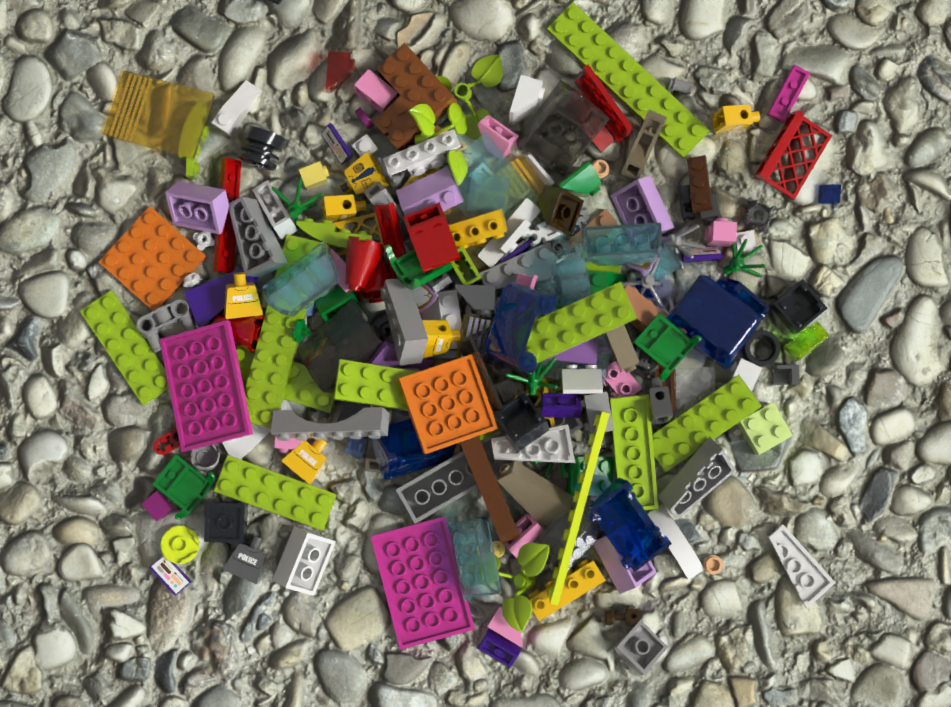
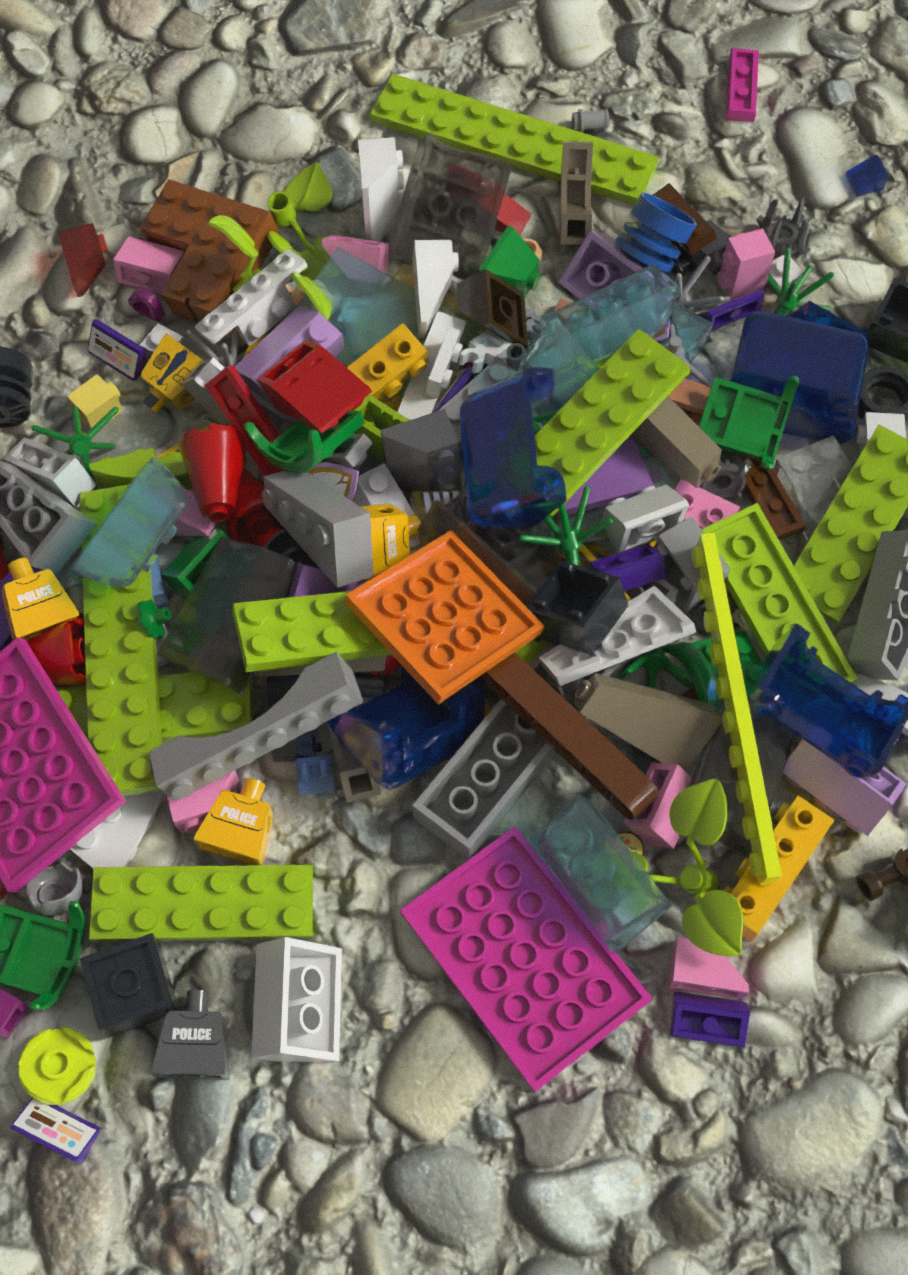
camera: 20 degrees left, 20 degrees down
(333, 207) = (153, 424): yellow torso -> none
(533, 173) = (433, 274): none -> white slope
(597, 94) = (530, 195): red fence -> none
(660, 410) = (784, 509): dark grey torso -> none
(675, 196) = (658, 226): none -> blue wheel
(733, 118) = (683, 127): yellow torso -> none
(782, 143) = (765, 148): red fence -> none

